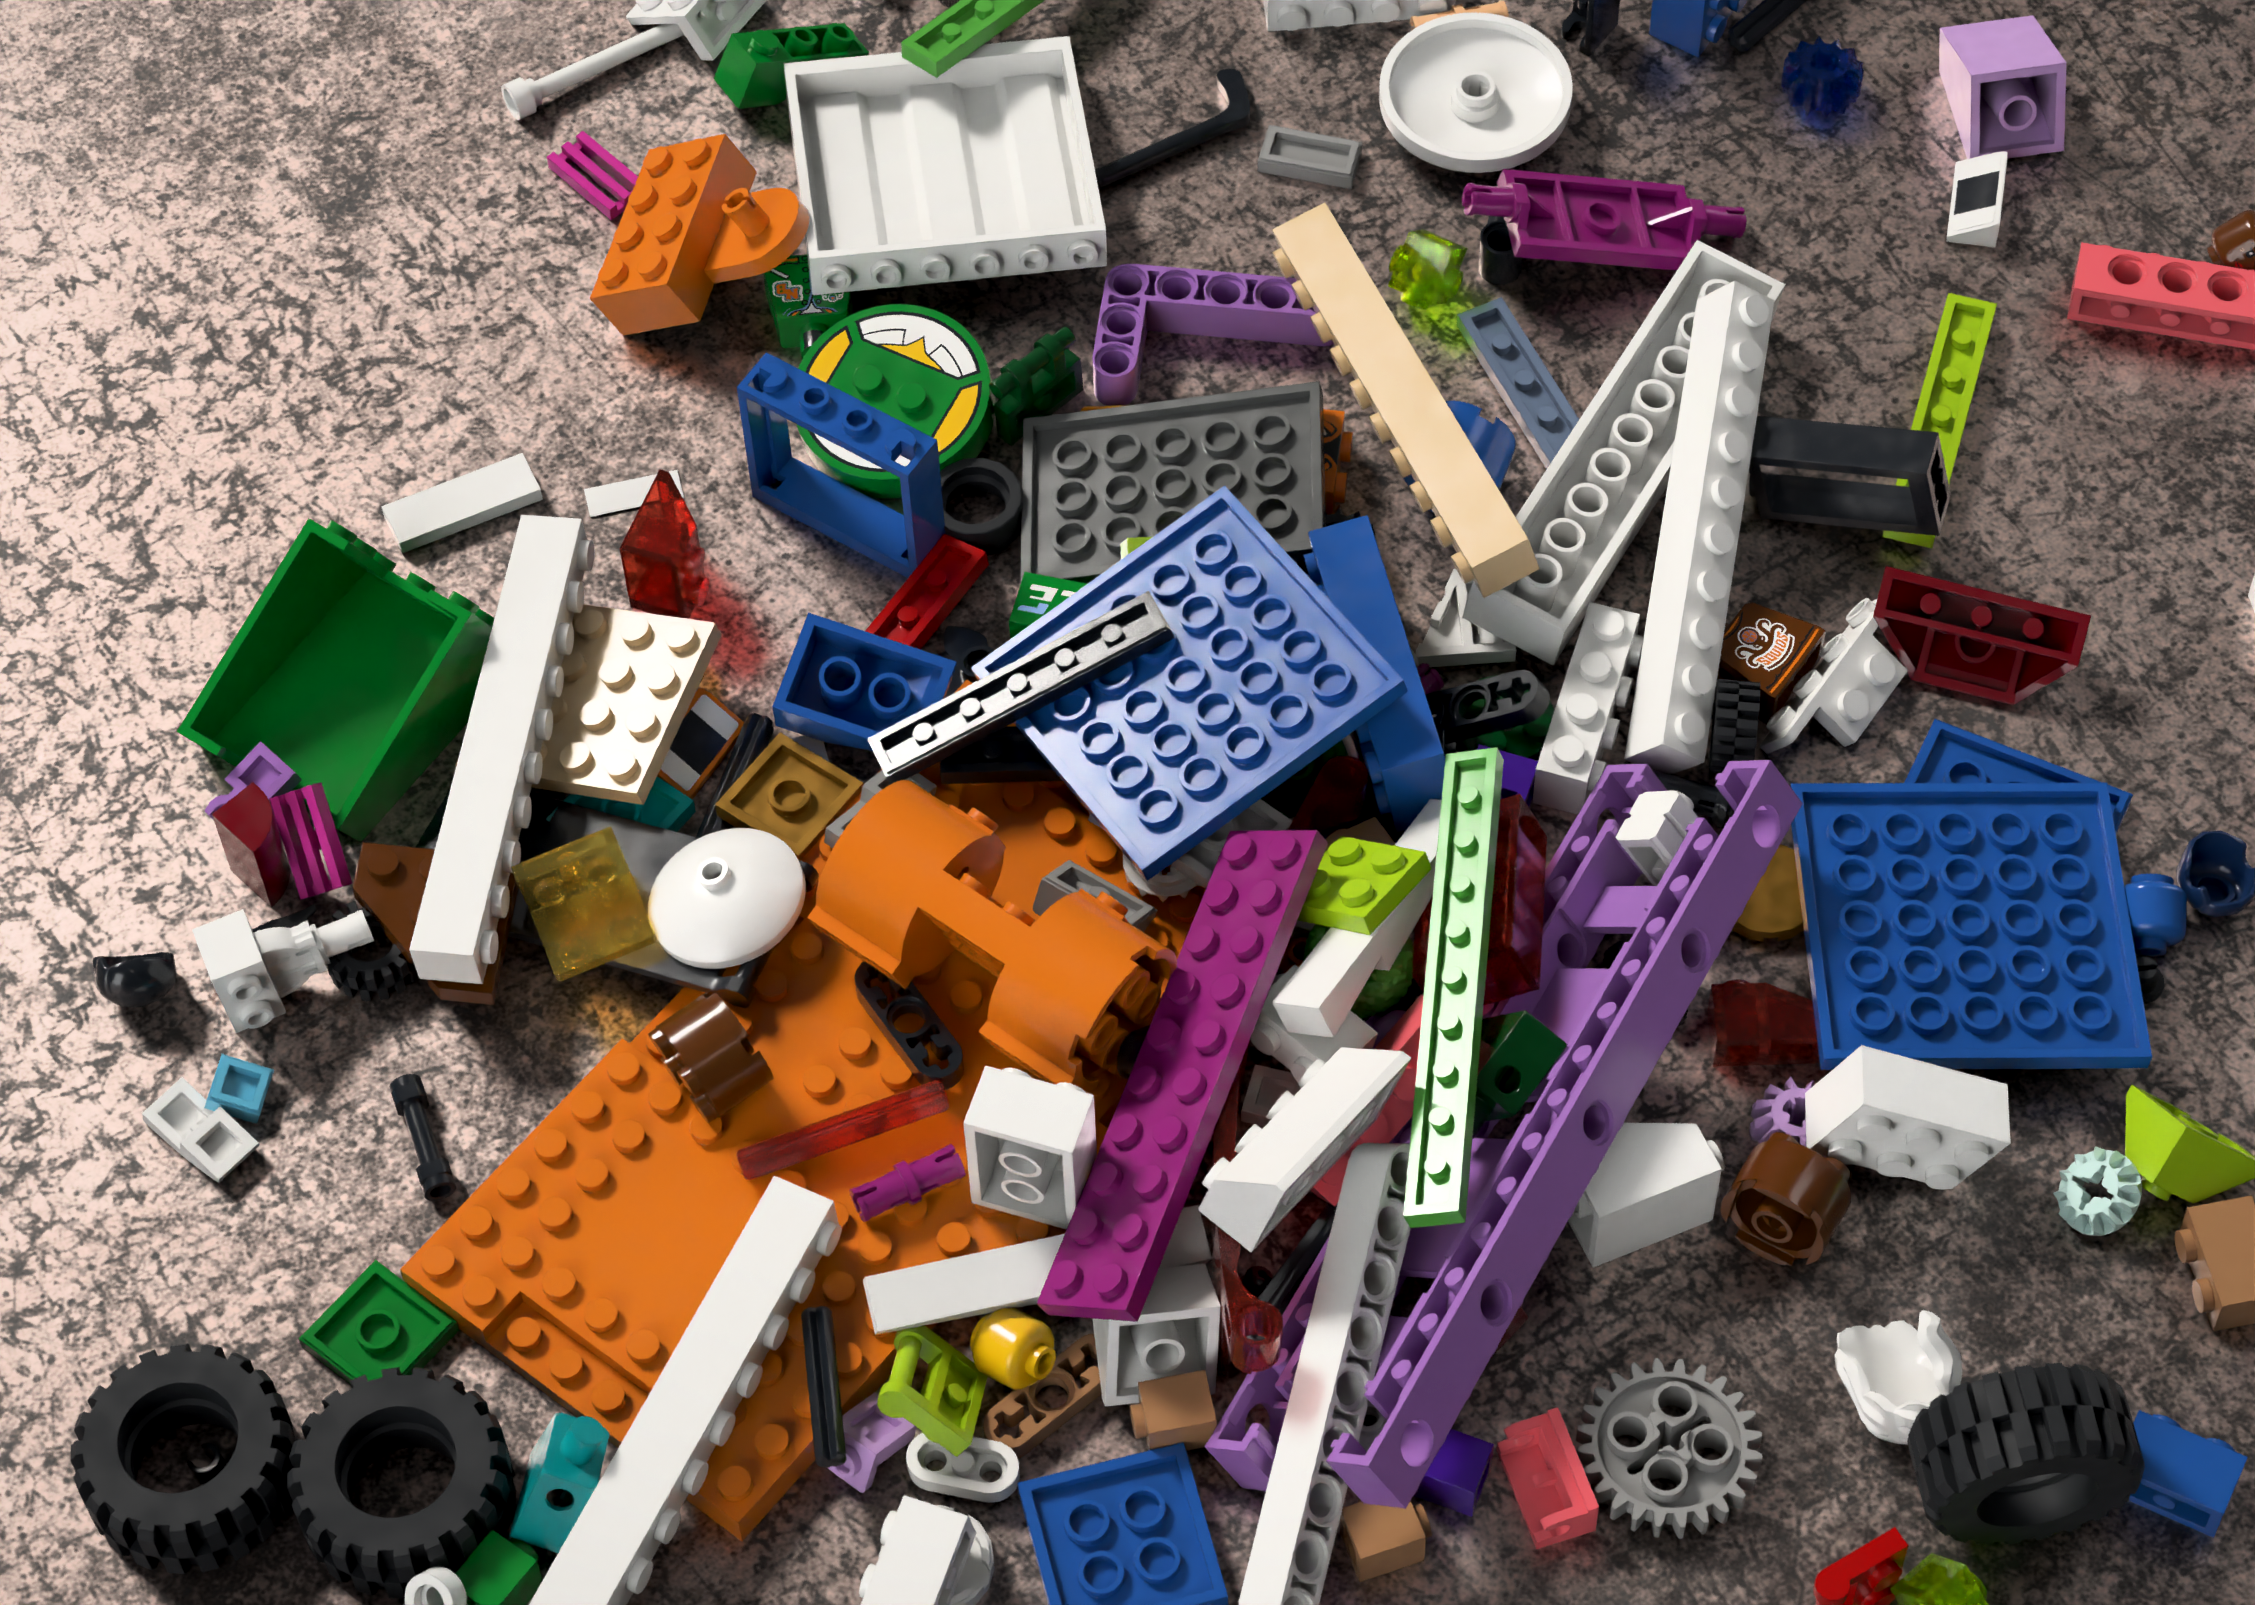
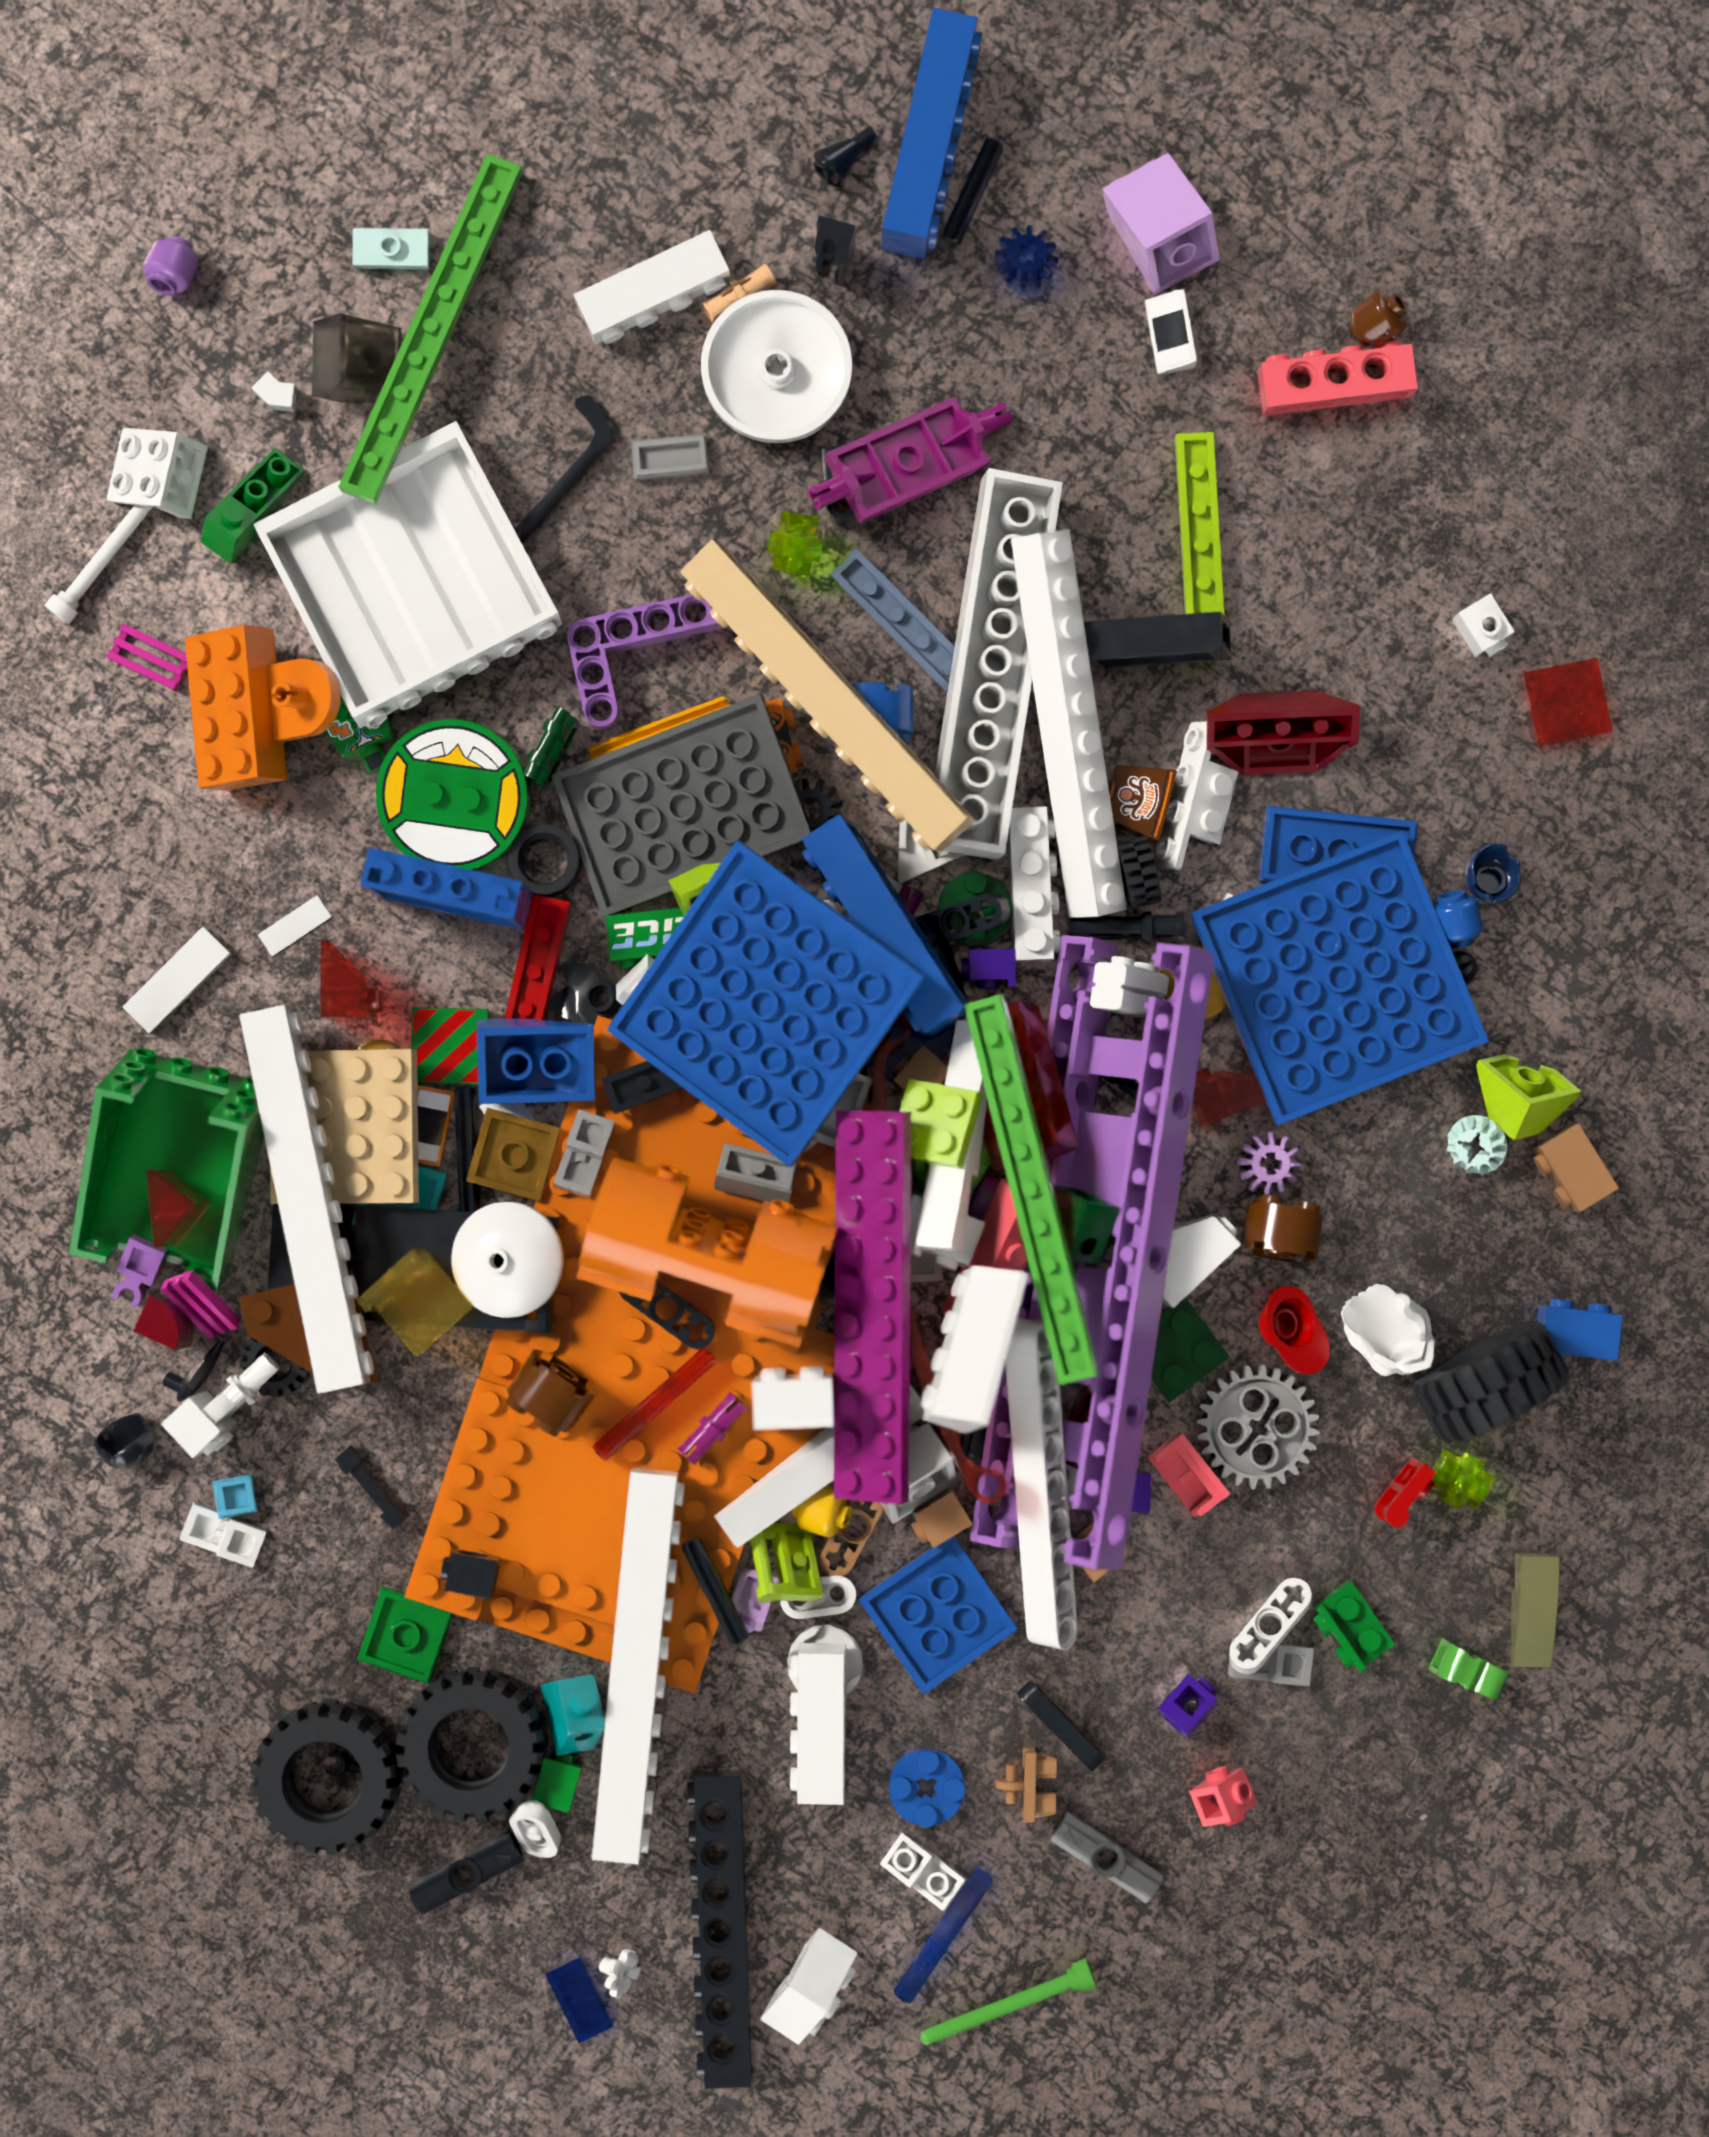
camera: 25 degrees left, 30 degrees up
(330, 720) = (172, 1207): none -> clear red slope
(505, 1249) = (471, 1573): none -> black brick
(750, 665) = (446, 1044): none -> tile
(1020, 688) = (651, 1043): tile -> none
(1589, 1321) = (1183, 1350): none -> dark green plate
(1762, 1329) = (1295, 1330): none -> red piece
(1907, 1118) = (1347, 1157): white brick -> none

